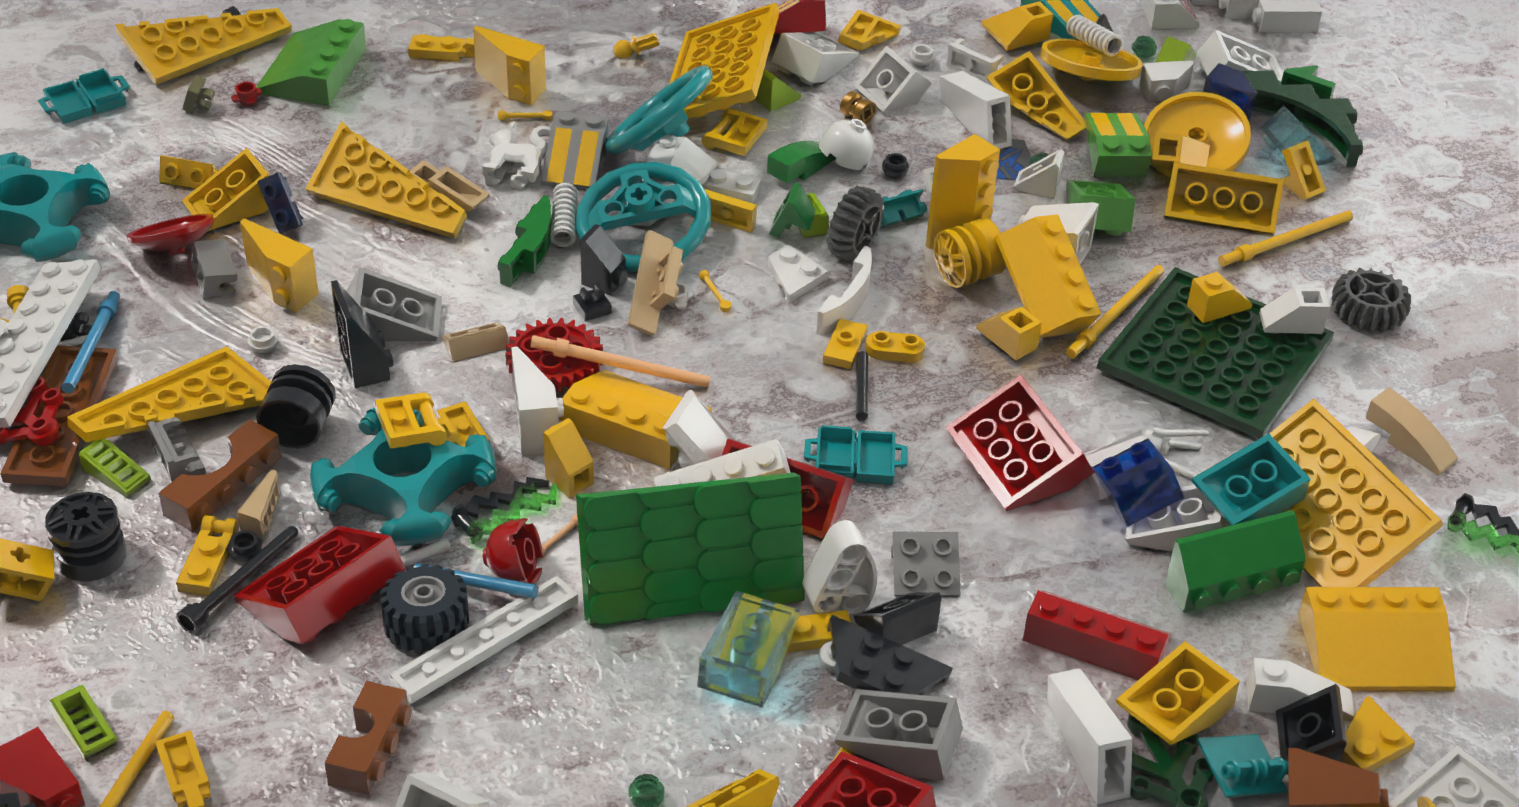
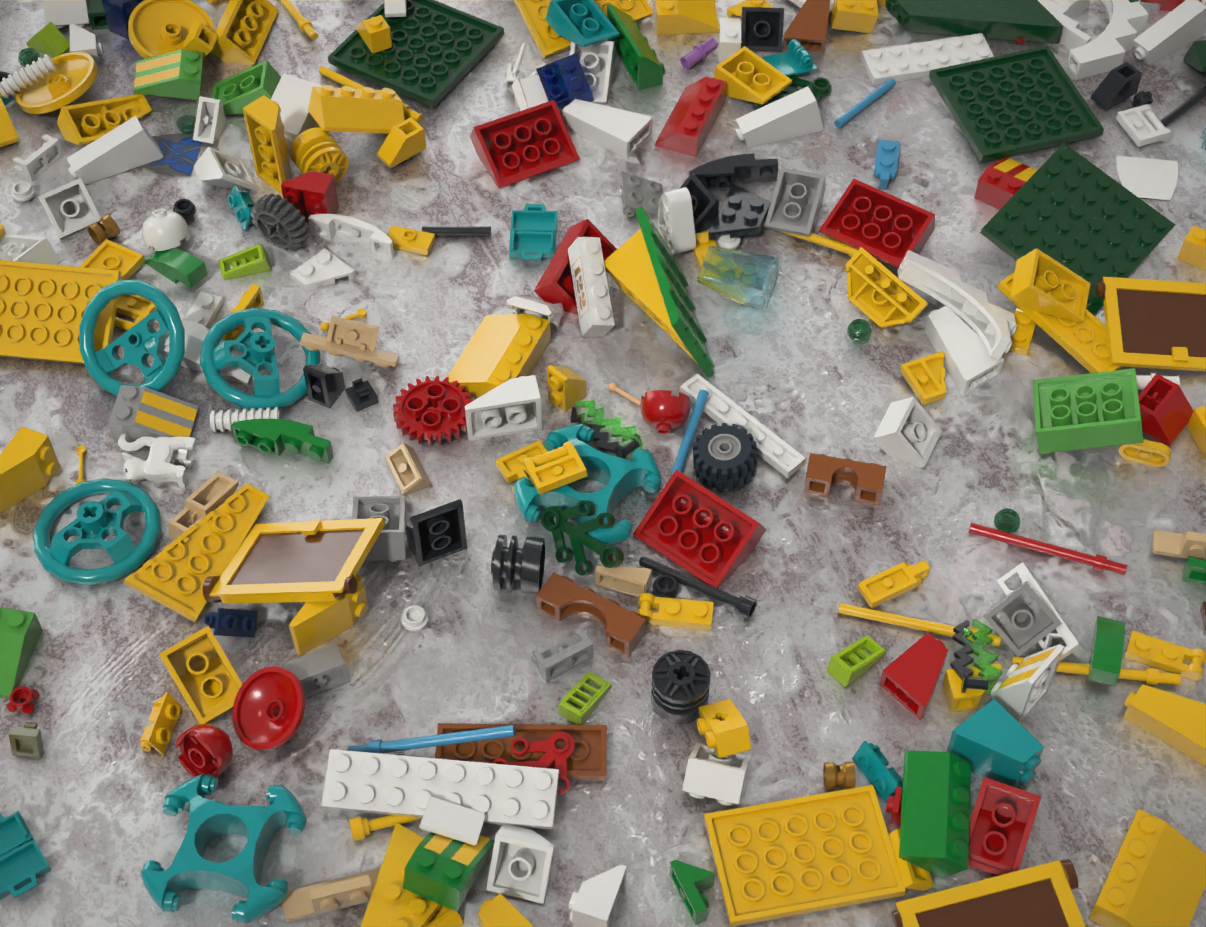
camera: 90 degrees left, 10 degrees up
(139, 193) = (205, 750): none -> red cylinder
(192, 391) = (495, 652): yellow wing -> none
(334, 232) = (296, 562): none -> door
(350, 439) = (579, 536): none -> dark green plant
(430, 116) = (92, 527): none -> teal piece
(562, 348) = (444, 391): light nougat bar -> none
(794, 210) = (262, 264): green slope -> none
(805, 117) = (115, 257): none -> yellow plate
(895, 346) = (412, 211): yellow plate -> none
(897, 249) = (312, 193): none -> red slope
(976, 663) = (740, 168): none -> black slope
(1063, 534) = (608, 126): none -> white slope
(1243, 646) = (699, 53): none -> medium lavender axle

